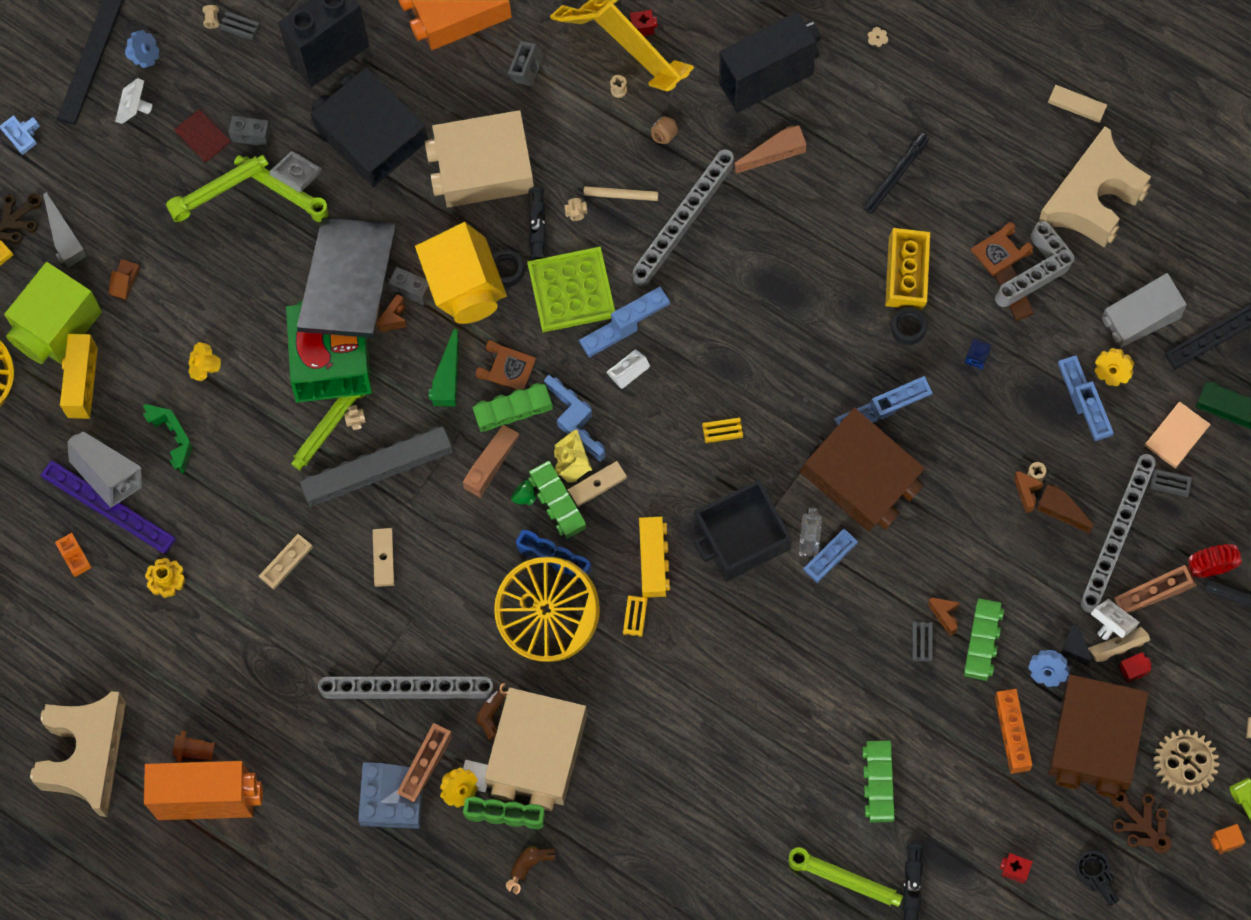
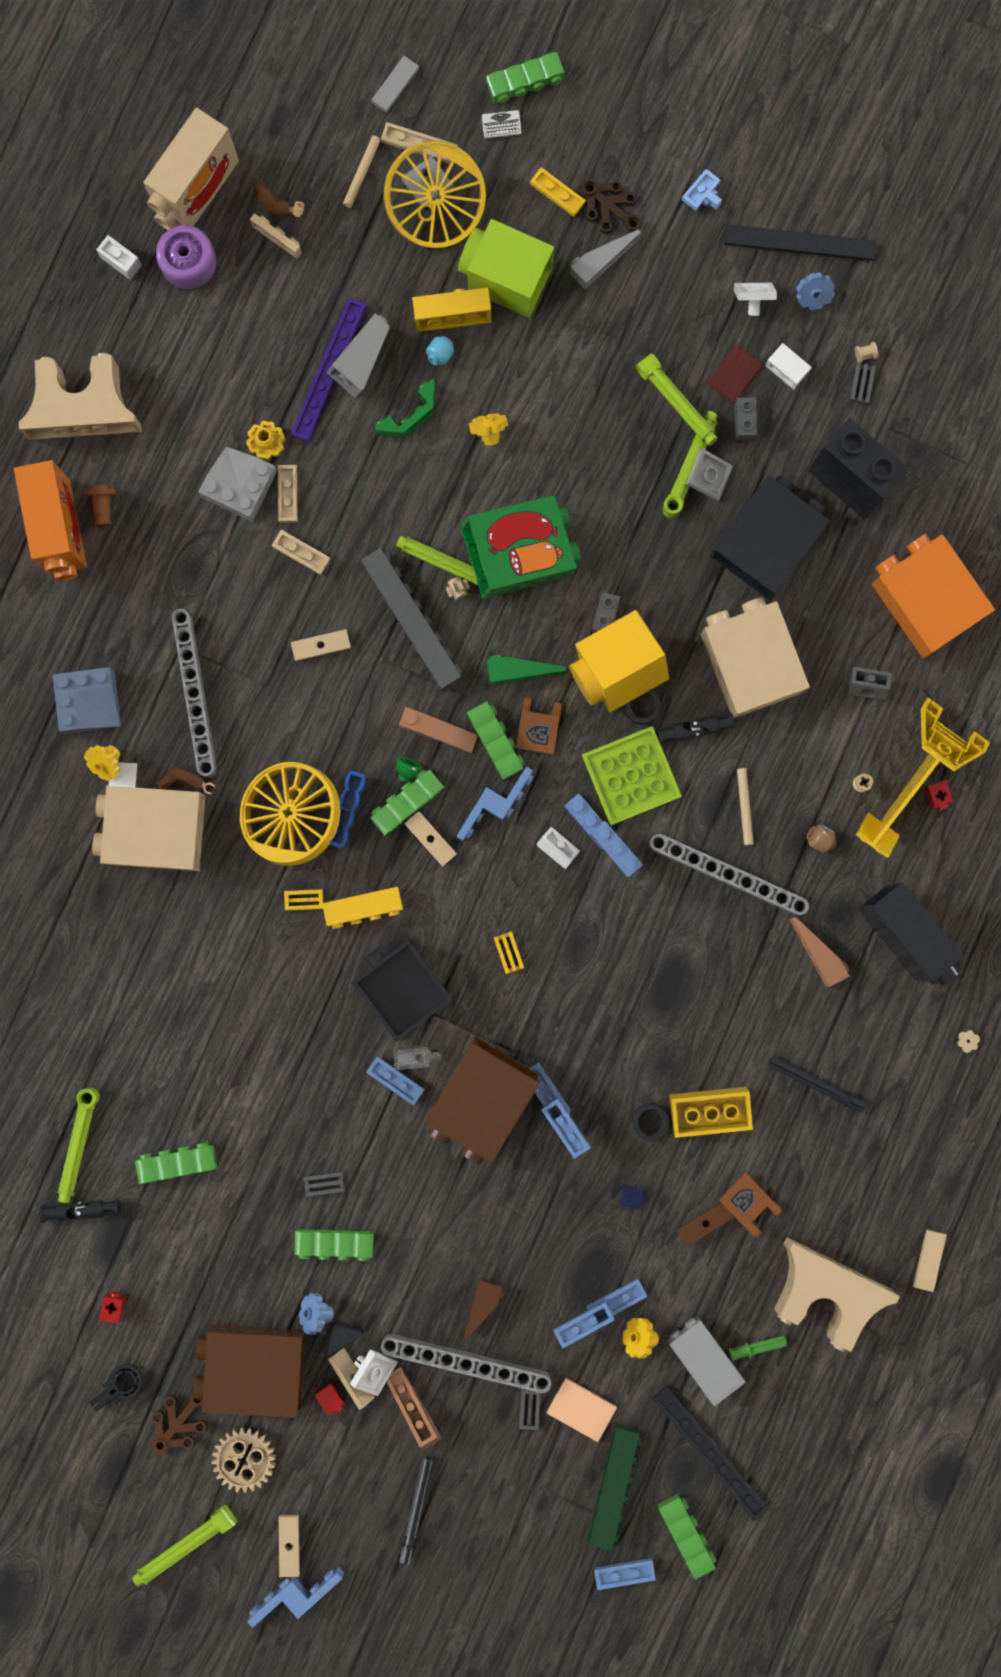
camera: 75 degrees right, 15 degrees up
(73, 554) = (276, 347): orange slope -> none
(114, 396) = (440, 350): none -> medium azure head
(123, 279) = (565, 330): dark orange slope -> none
(202, 610) = (238, 483): none -> light grey slope
(207, 86) = (788, 366): none -> white panel
(223, 566) = (287, 494): none -> tan tile
(346, 278) = (596, 549): tile -> none
(390, 318) = (567, 600): dark orange slope -> none
(425, 762) = (119, 726): nougat slope -> none
(498, 812) = (85, 805): bright green brick -> none
(524, 862) = (44, 838): reddish brown arm -> none
(571, 458) = (451, 808): light yellow slope -> none
(575, 209) = (718, 764): tan gear -> none
(942, 609) = (357, 1199): dark orange slope -> none
(1013, 731) = (245, 1286): orange brick -> none
(1026, 485) = (499, 1263): dark orange slope -> none
(1037, 466) = (518, 1278): tan bush -> none
(1040, 271) = (730, 1249): light grey beam -> none
(1138, 263) = (755, 1348): none -> bright green axle
(1214, 560) = (449, 1465): red gear -> none
(1227, 839) = (173, 1509): orange brick -> none

